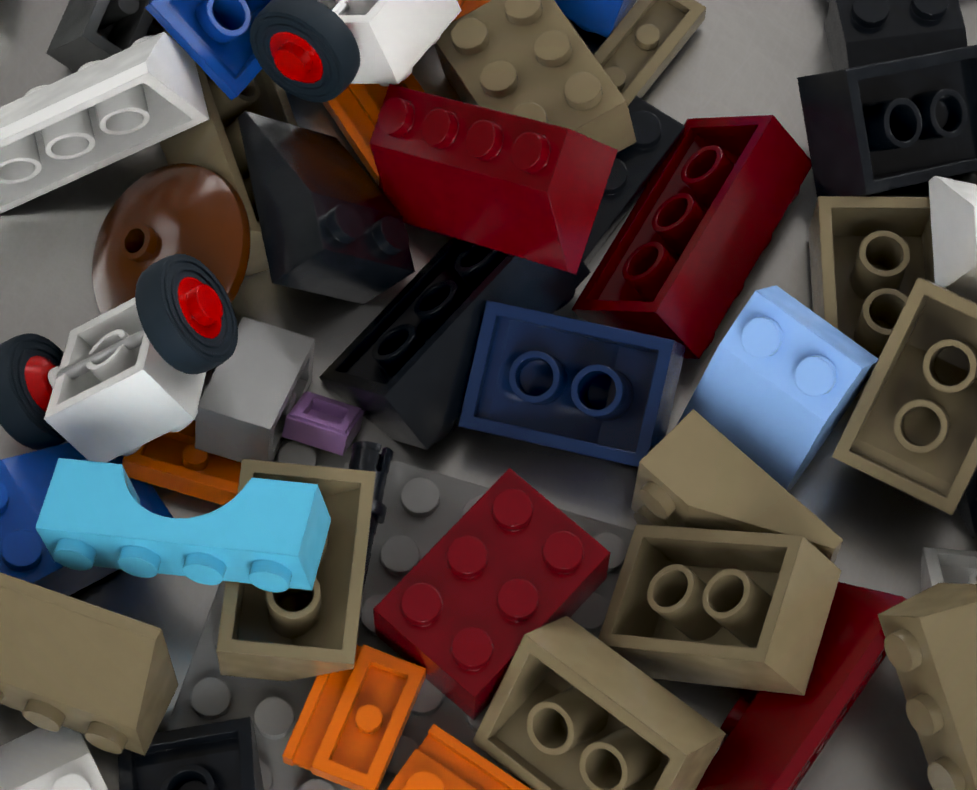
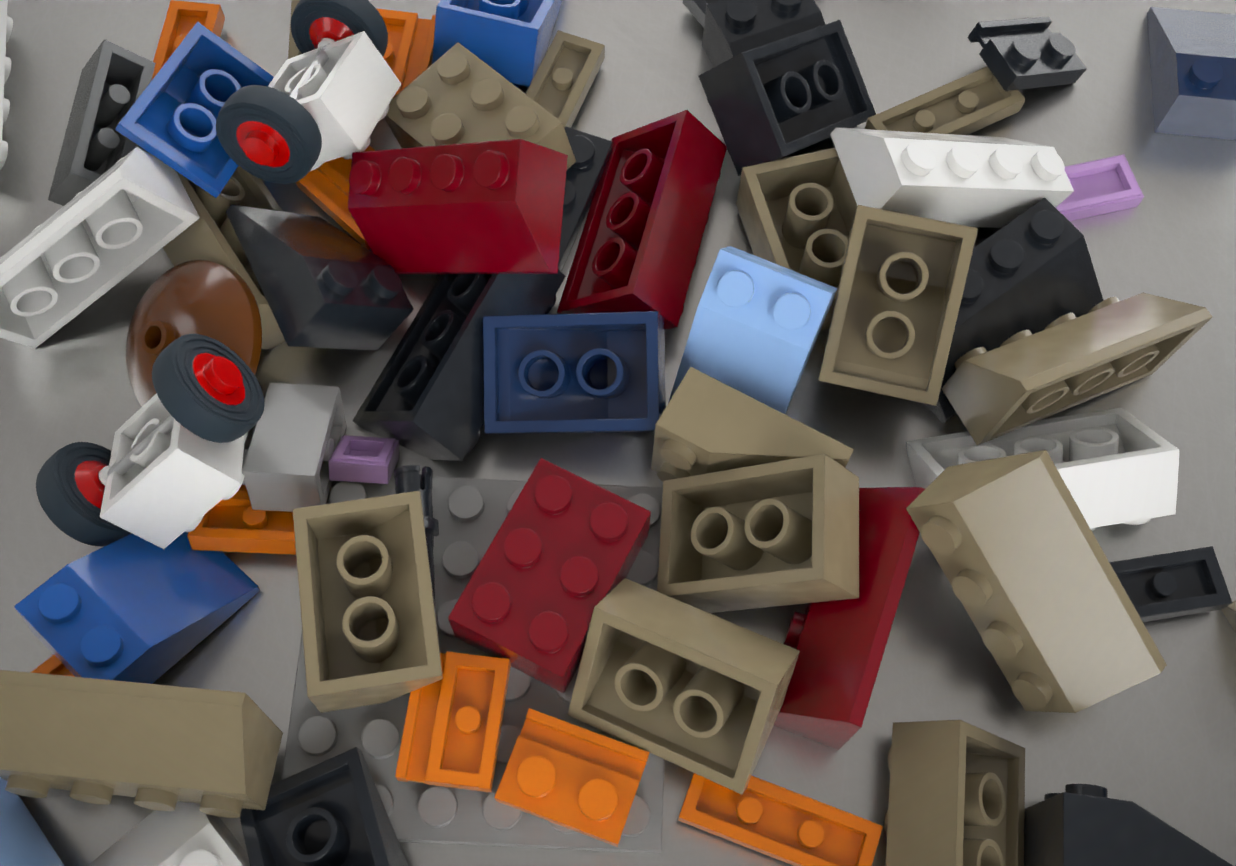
camera: 15 degrees left, 0 degrees up
(261, 537) = (326, 578): medium azure arch -> none

